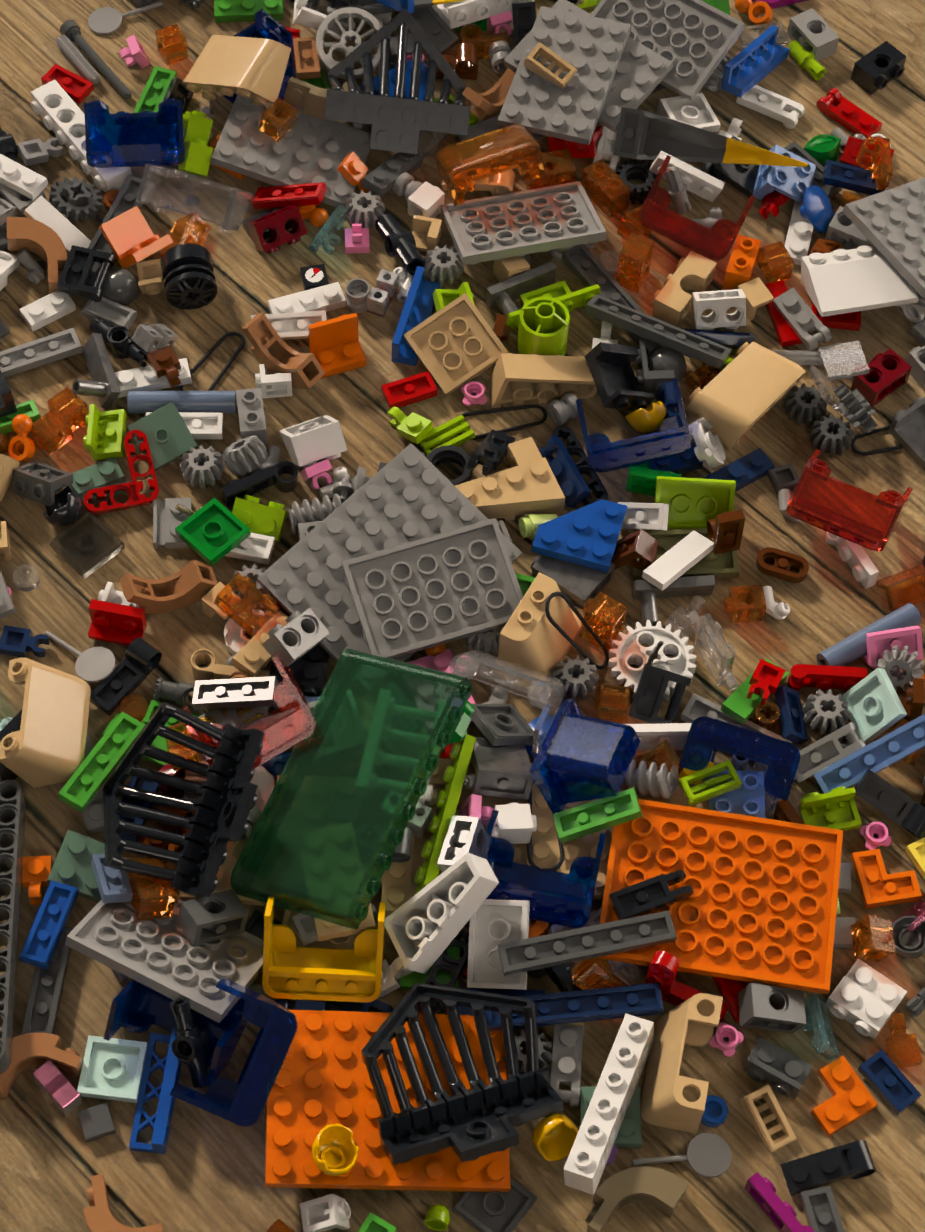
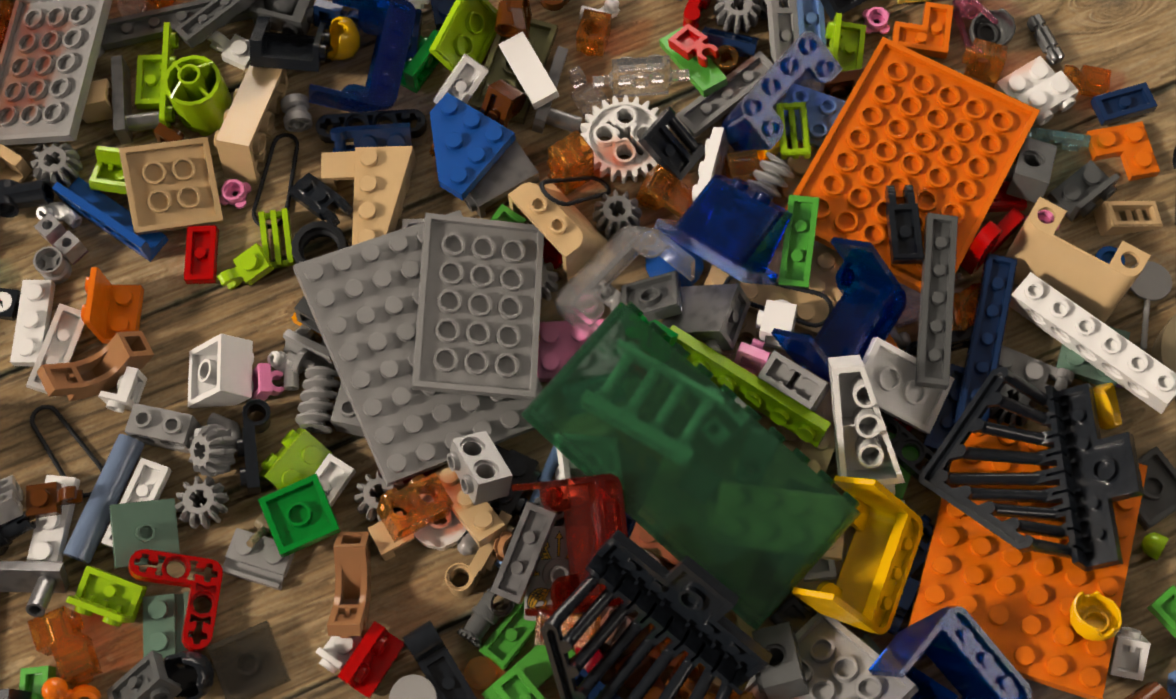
camera: 65 degrees left, 10 degrees up
(529, 523) = (423, 189): yellowish green cone -> none

